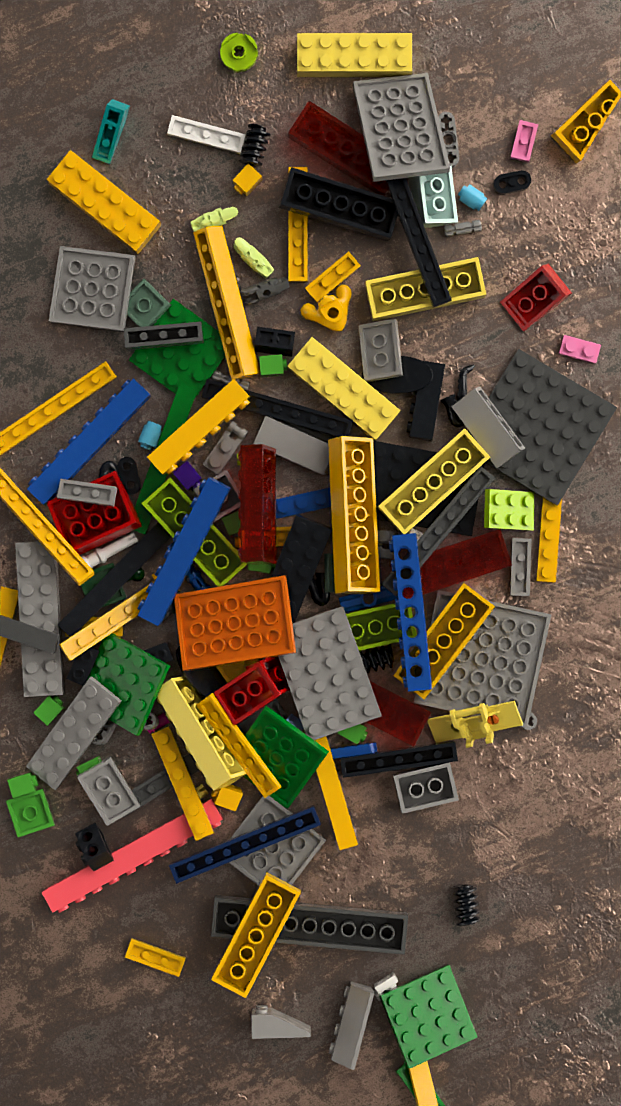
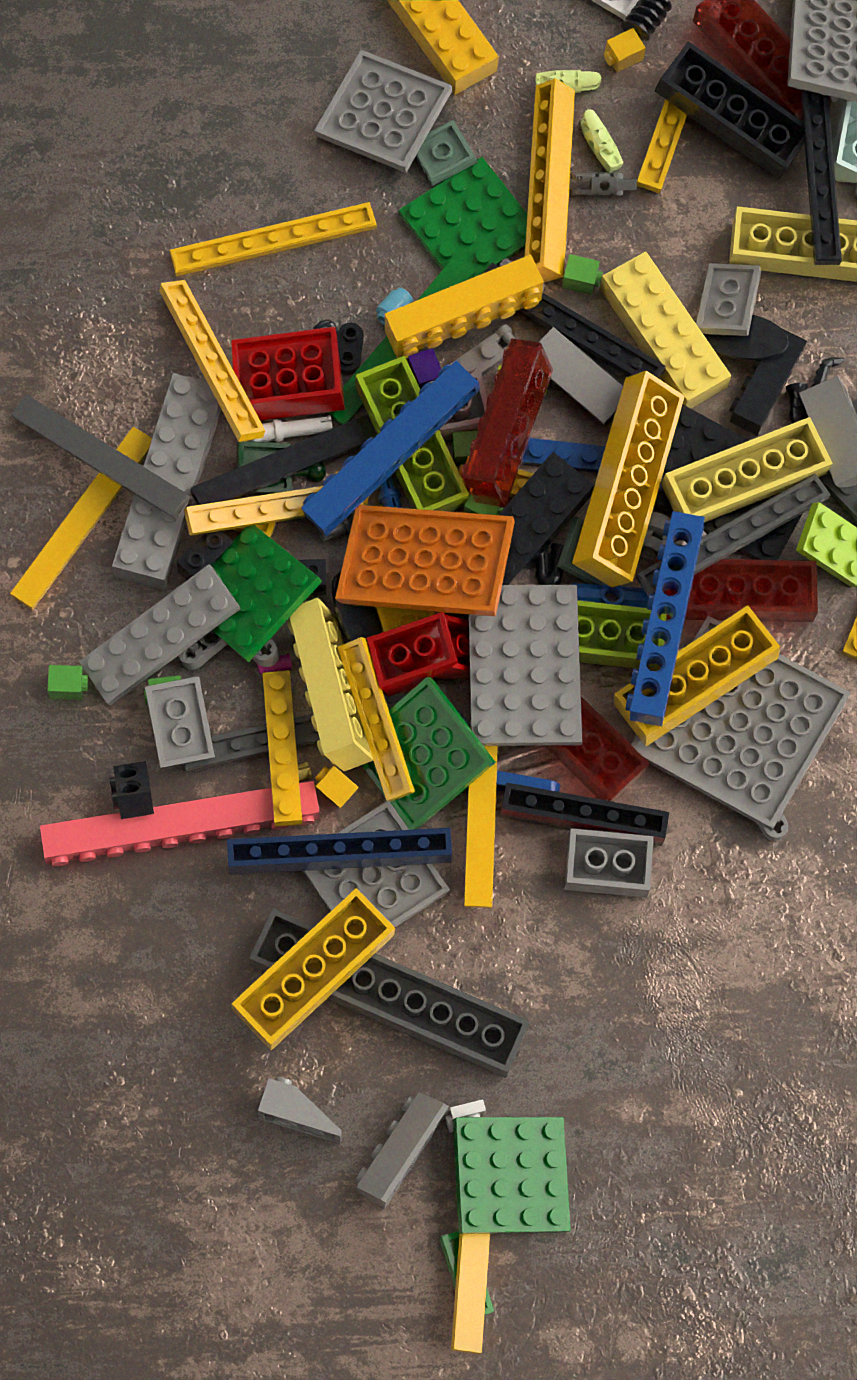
camera: 10 degrees right, 15 degrees down
(30, 812) = (63, 722): bright green plate -> none
(49, 709) = (137, 598): bright green brick -> none
(87, 492) = (290, 339): light grey plate -> none
(89, 441) = (313, 288): blue brick -> none
(155, 957) = (161, 969): yellow plate -> none
(163, 336) = (456, 188): dark grey brick -> none
(274, 341) = (595, 244): black hinge -> none
(331, 311) = (681, 232): yellow head -> none
(332, 277) = (694, 196): yellow plate -> none
(354, 733) = (534, 760): bright green brick -> none
(377, 658) = (600, 677): black piece -> none
(467, 904) = (613, 1040): black piece -> none
(491, 719) = (706, 805): light yellow piece -> none
(520, 567) = (826, 626): light grey plate -> none

